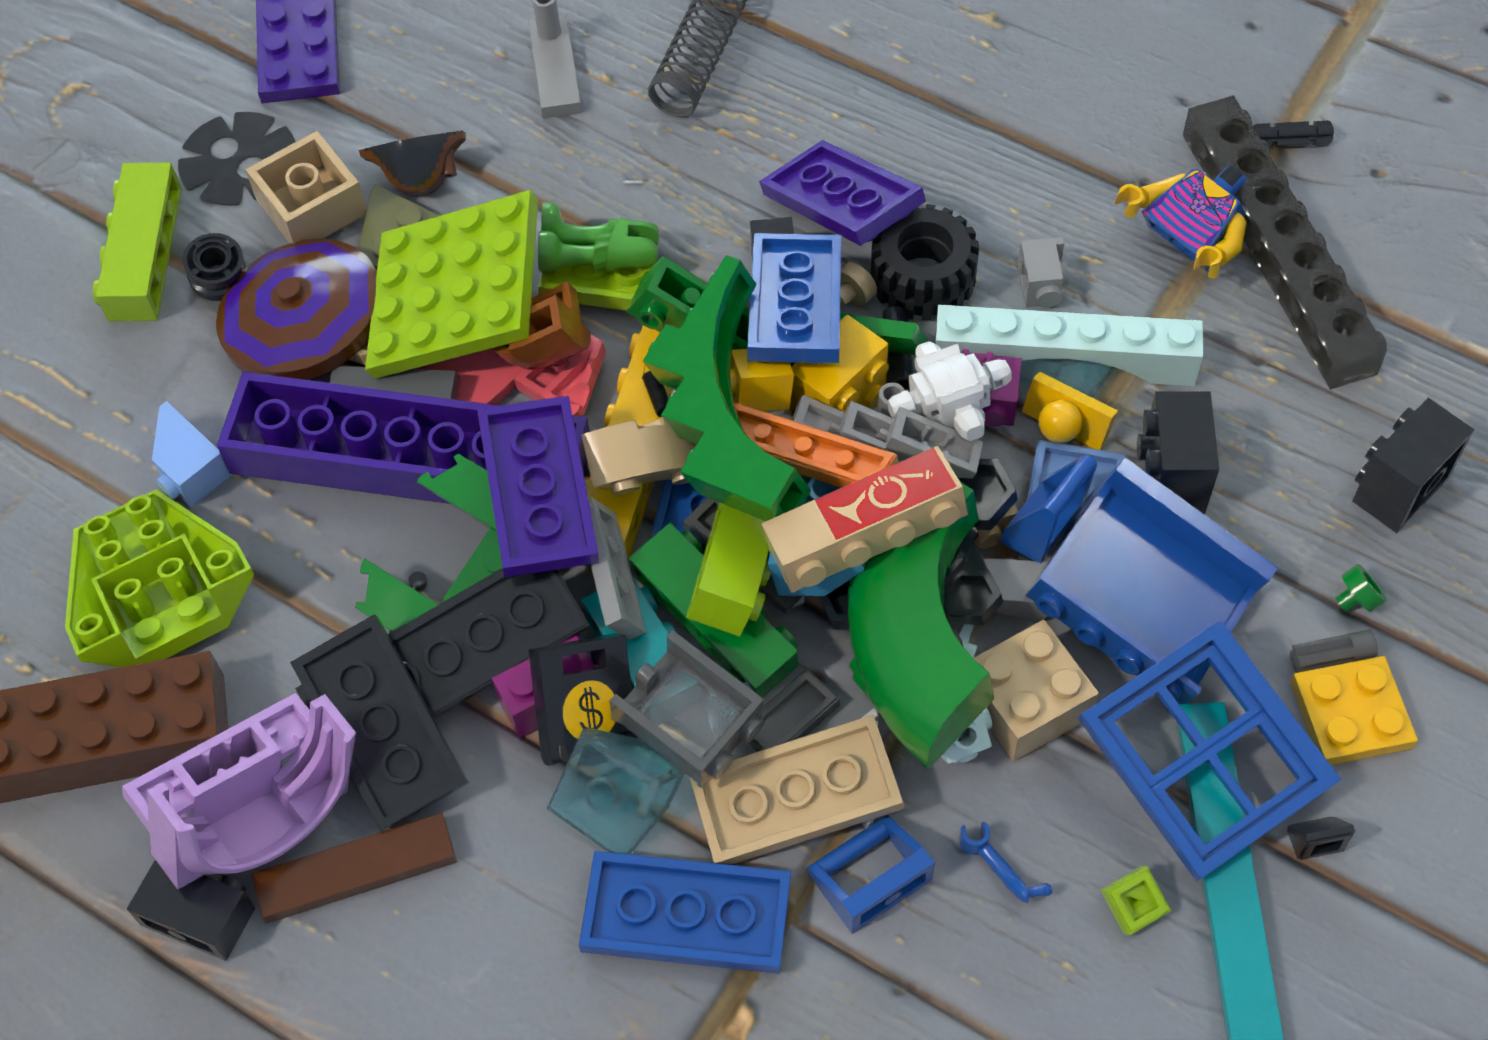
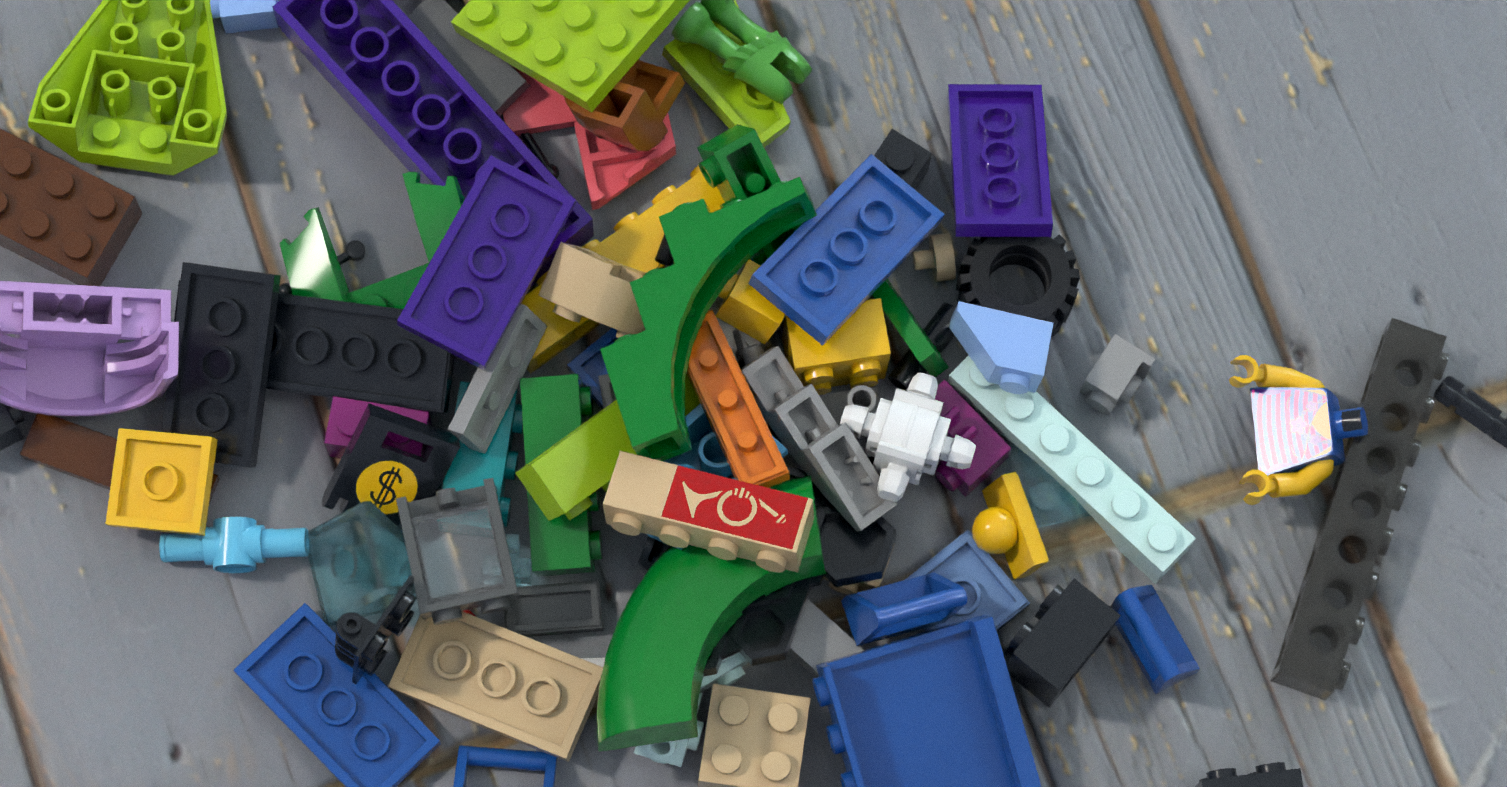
camera: 30 degrees right, 15 degrees up
(401, 844) = (161, 481): none -> yellow plate
(499, 853) = (235, 545): none -> medium azure pin
(671, 824) = (362, 642): none -> black hinge
(959, 285) = (1003, 345): none -> light blue slope
(1240, 416) = (1153, 638): none -> blue tile

